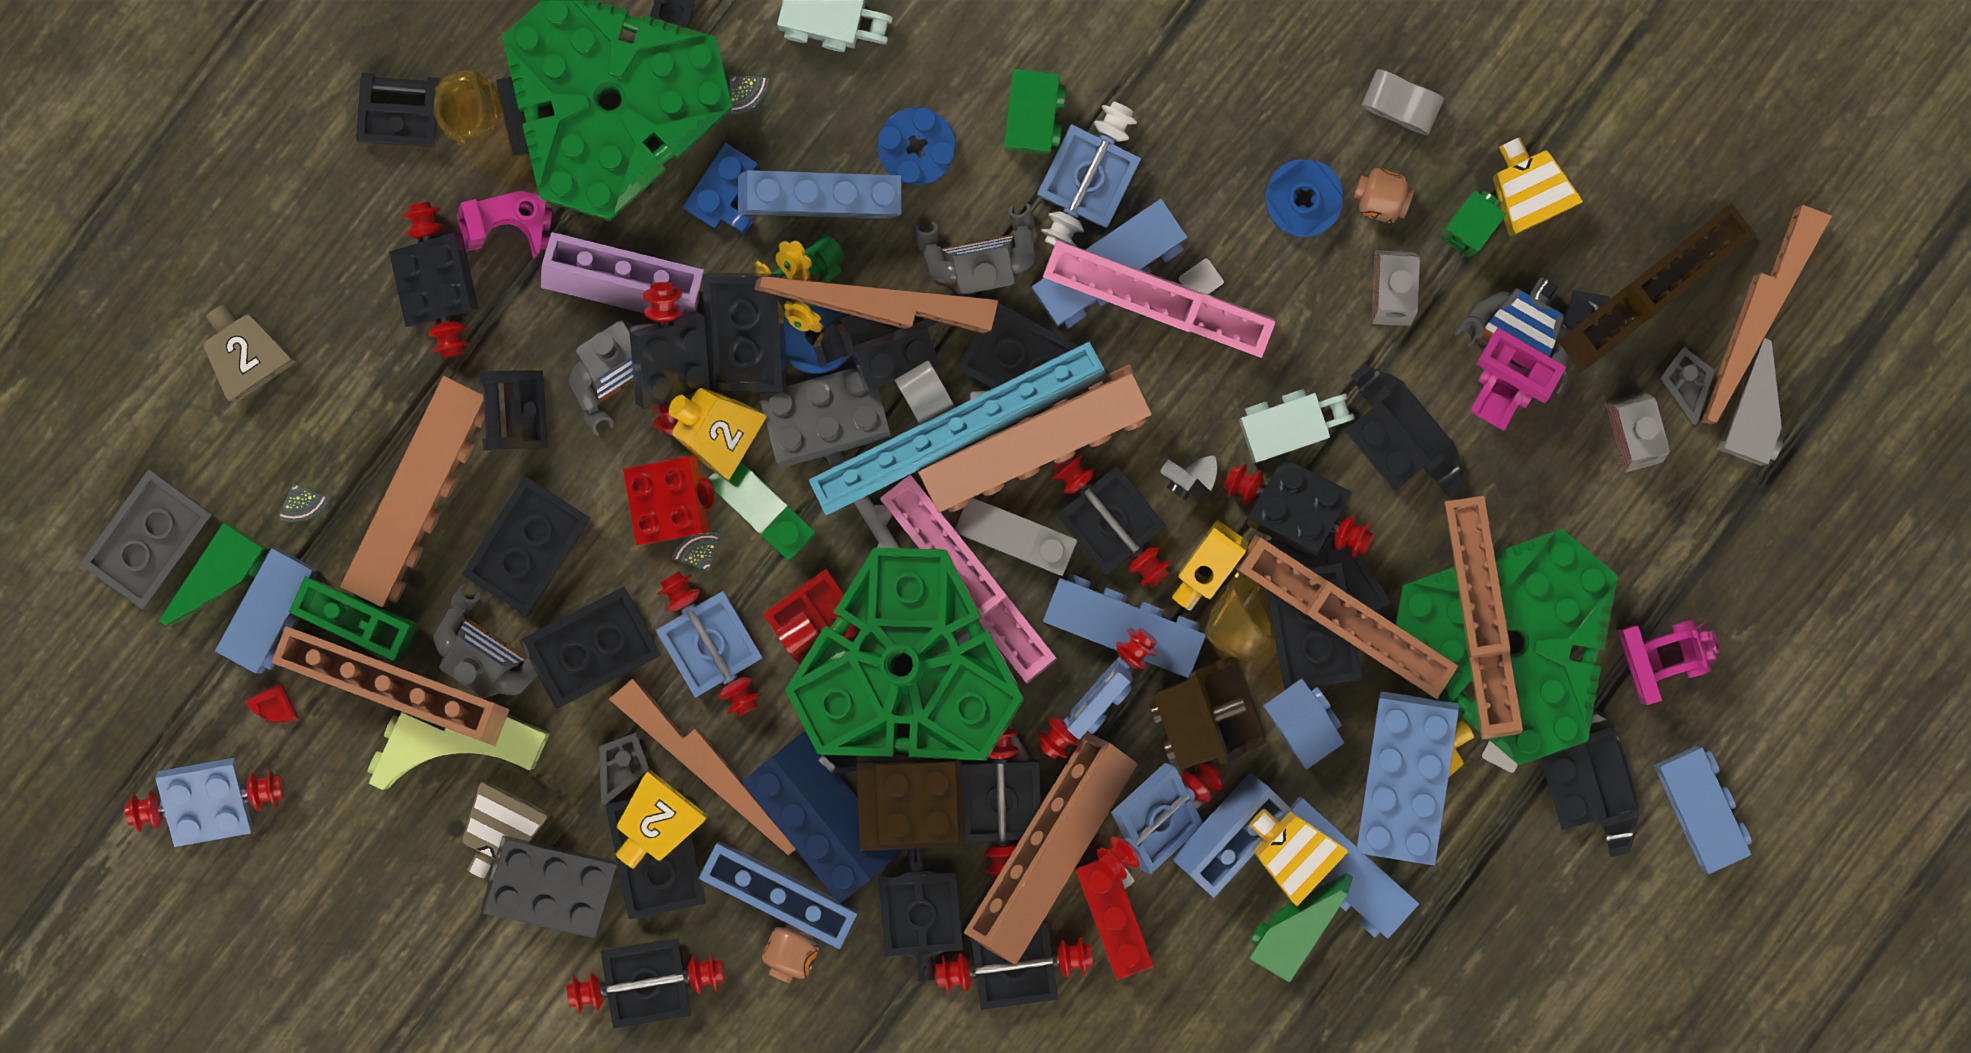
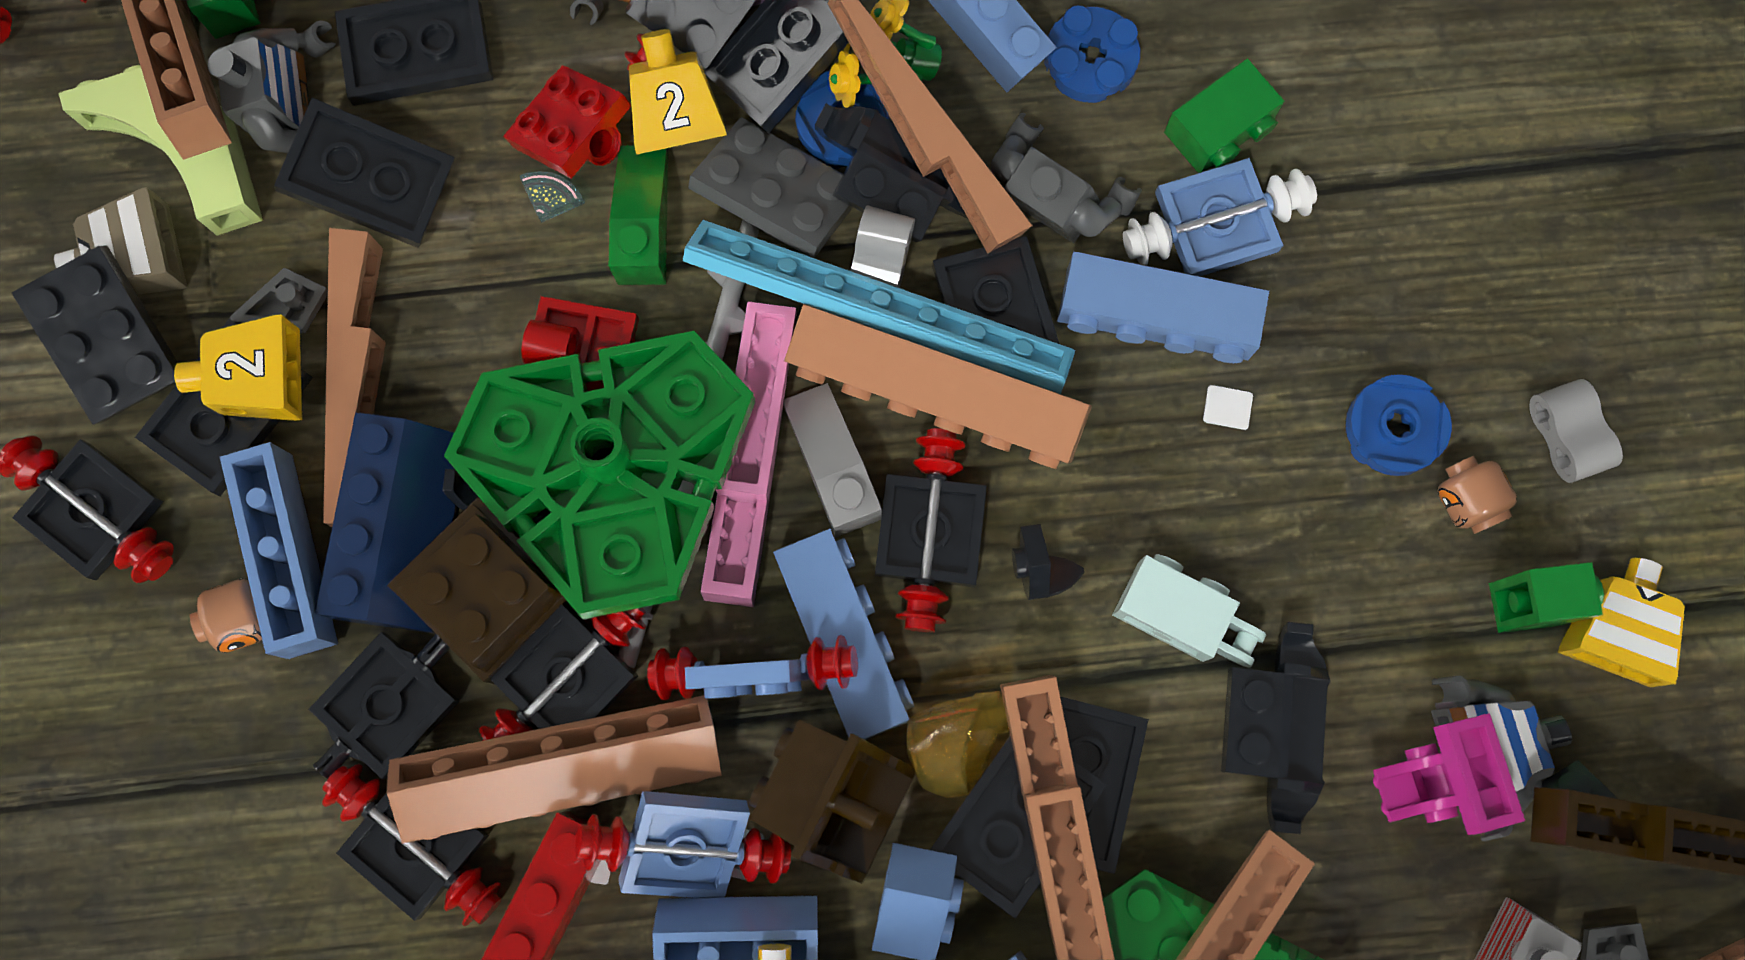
camera: 45 degrees right, 10 degrees down
(709, 643) = (469, 277): medium blue plate -> none
(1159, 298) = (1179, 374): bright pink slope -> none
(1218, 550) = (1001, 652): yellow torso -> none
(1299, 509) = (1116, 696): black plate -> none
(1395, 287) = (1414, 582): light grey torso -> none

